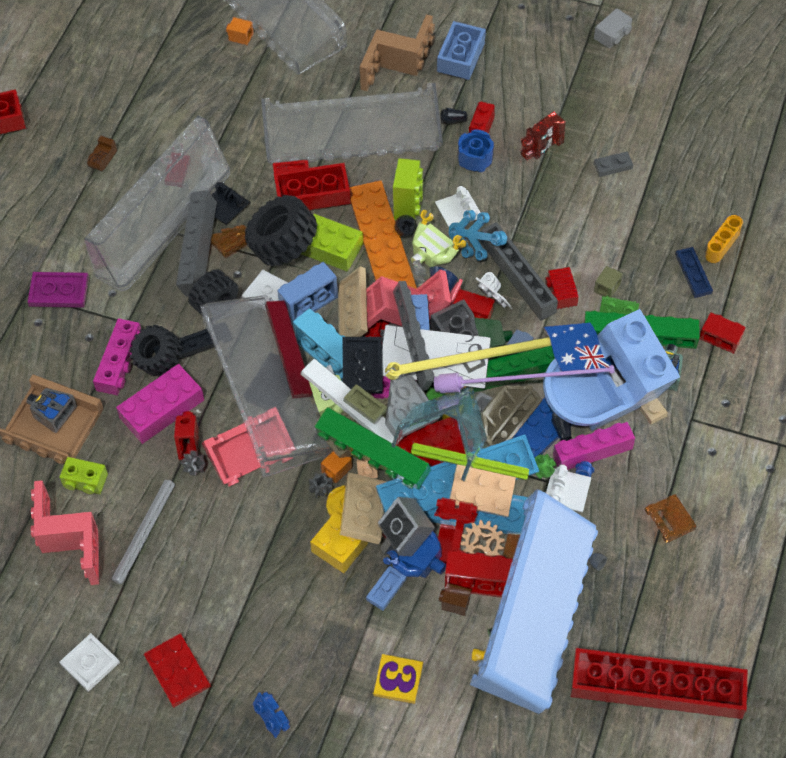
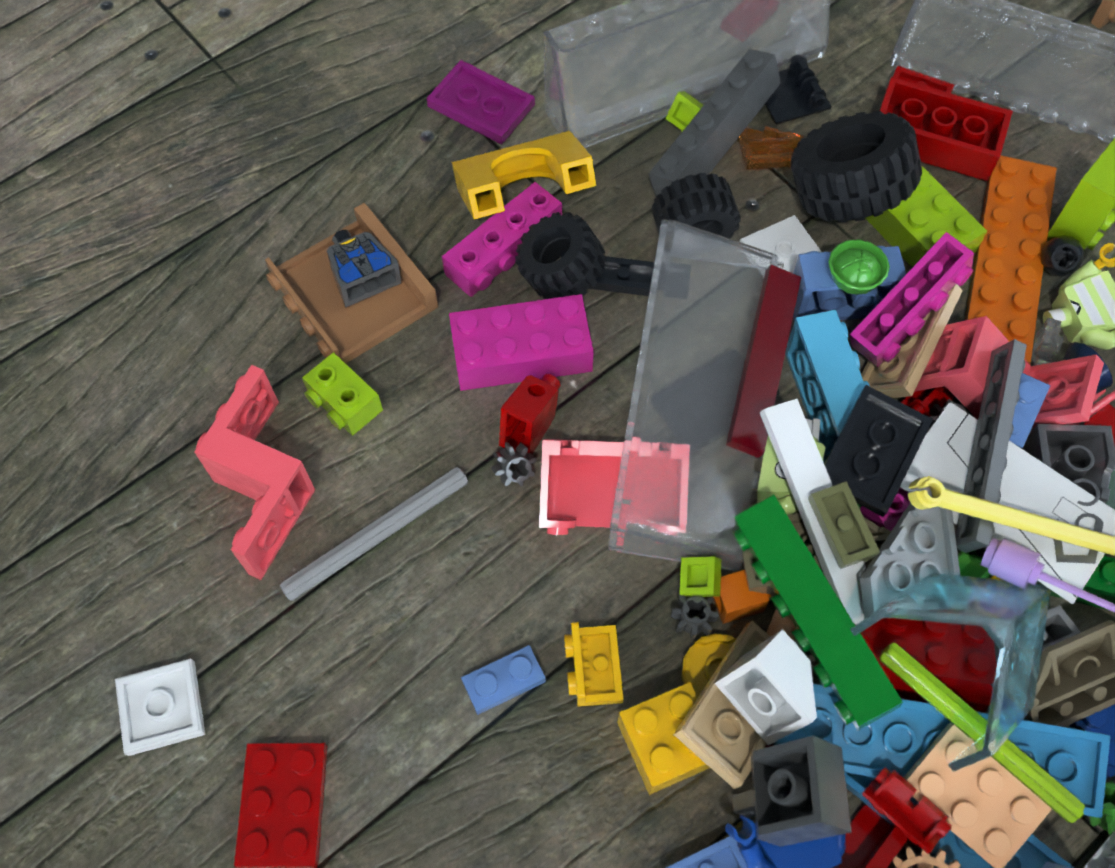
camera: 30 degrees right, 5 degrees up
(120, 299) = (551, 157): none -> yellow arch
(174, 242) = (683, 110): none -> lime tile
(247, 562) = (503, 679): none -> medium blue plate
(287, 530) = (596, 665): none -> yellow bracket
(309, 281) = (858, 266): none -> bright green hat
(313, 464) = (700, 576): none -> lime plate
(343, 285) = (912, 299): none -> dark pink brick
(371, 491) = (772, 687): none -> white slope

